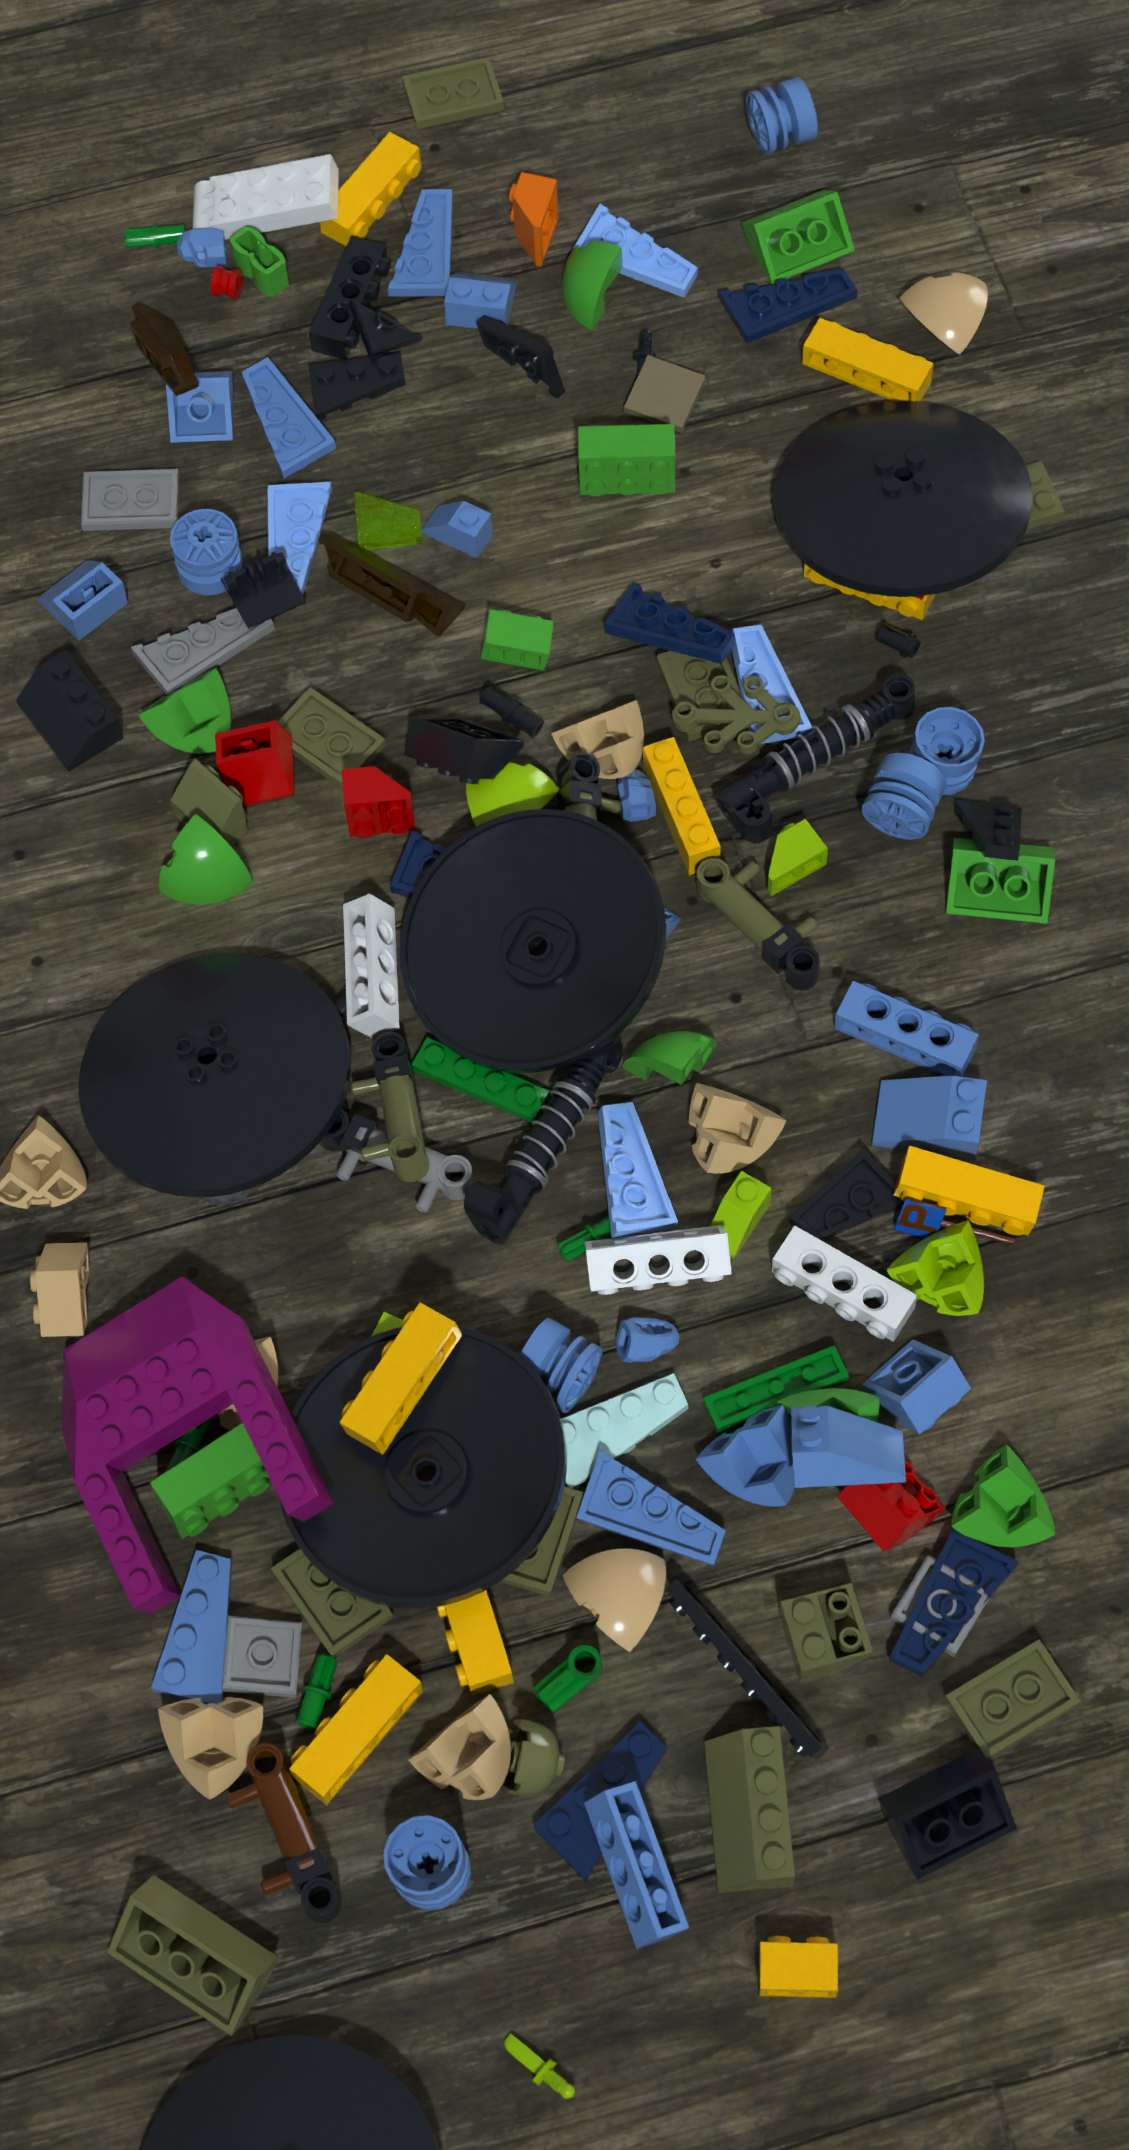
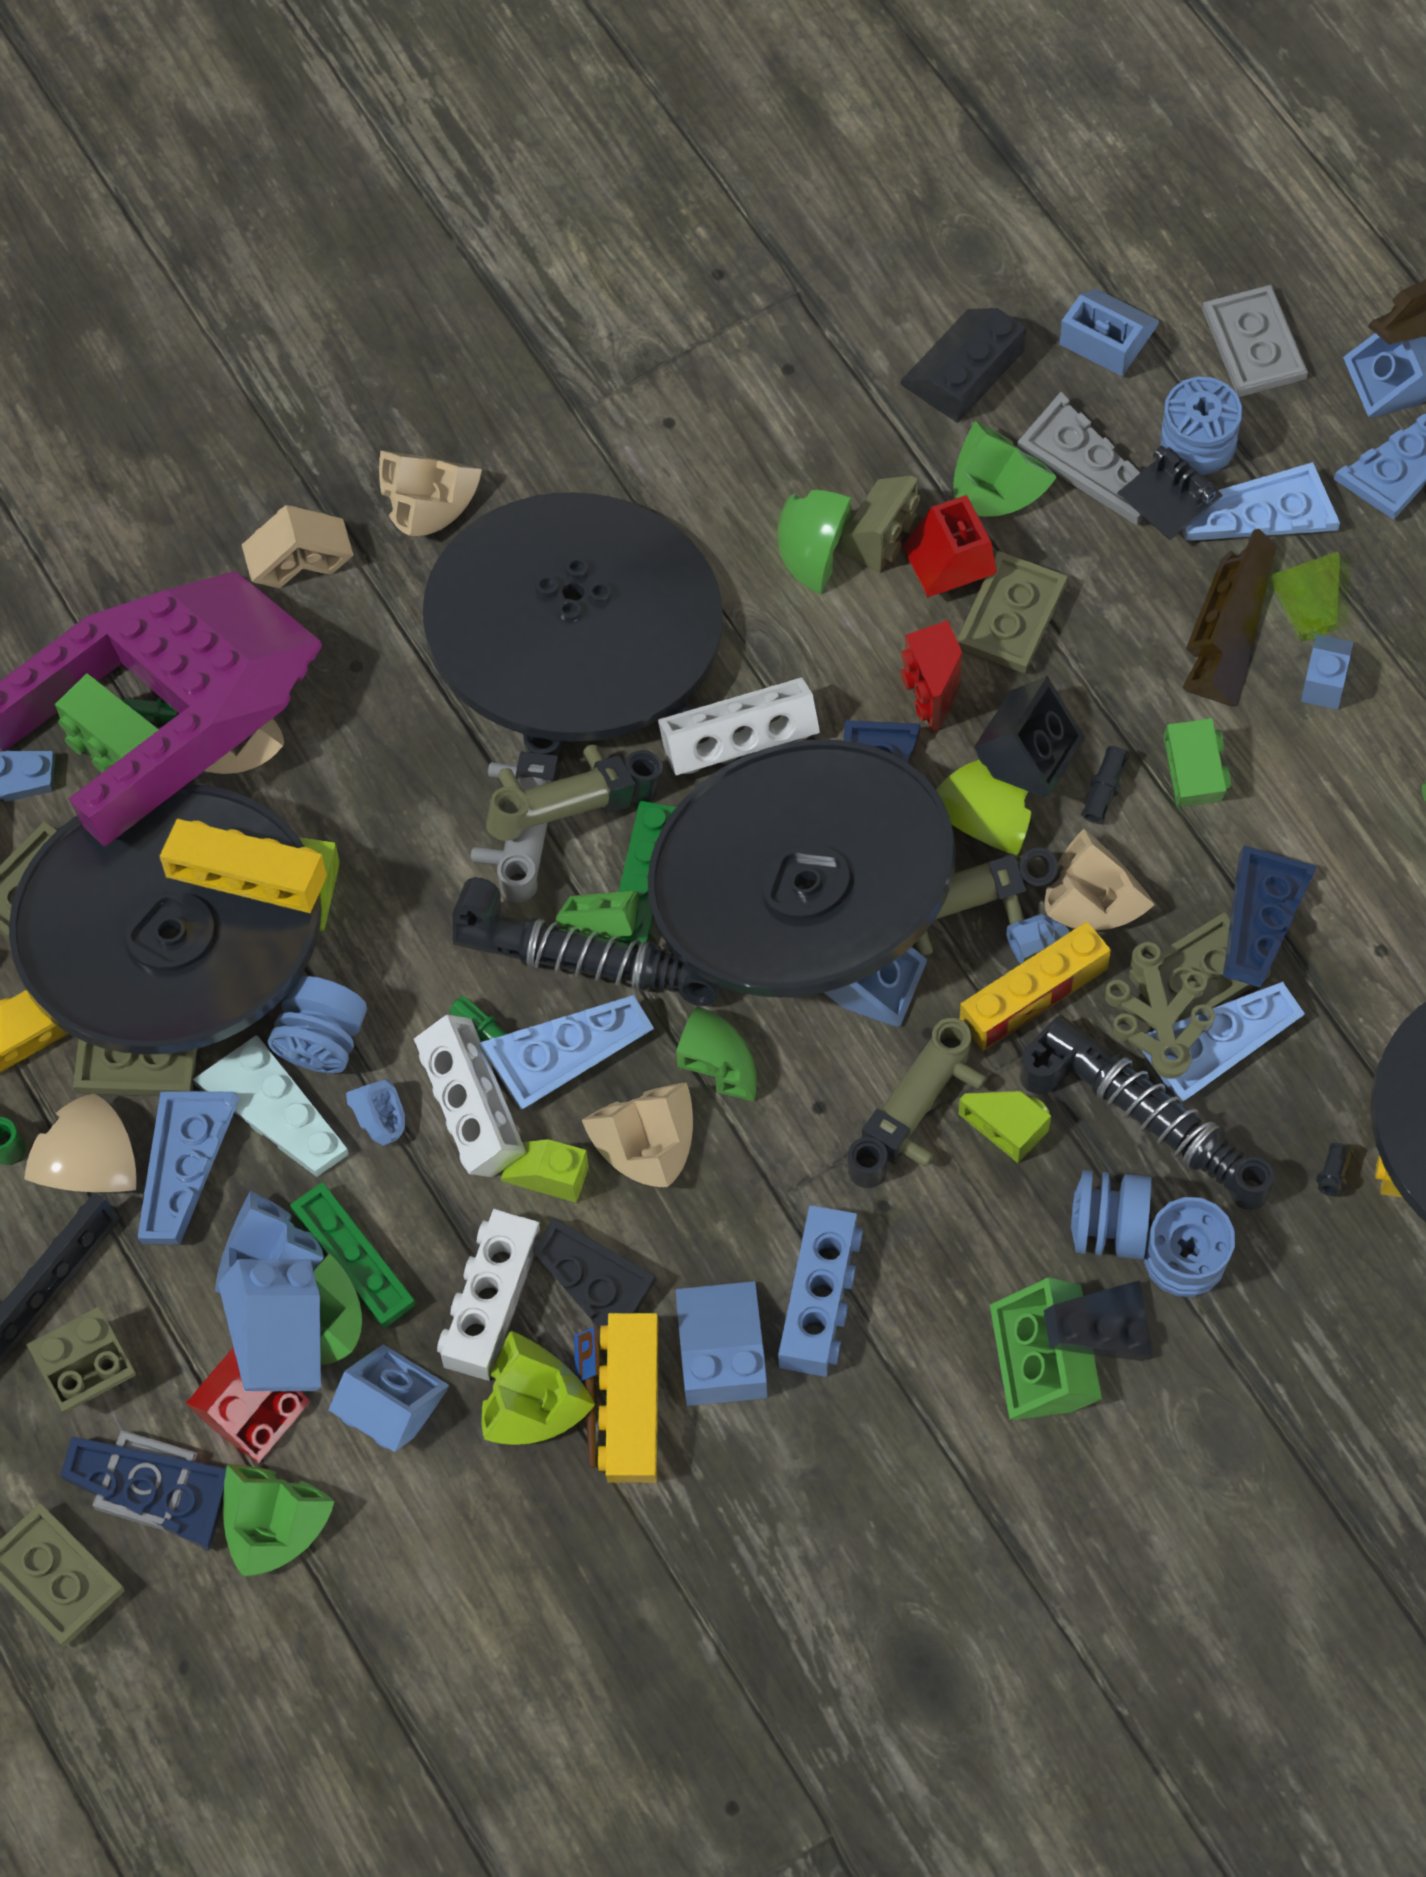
camera: 75 degrees right, 0 degrees up
(512, 1118) = (605, 912): none -> bright green slope

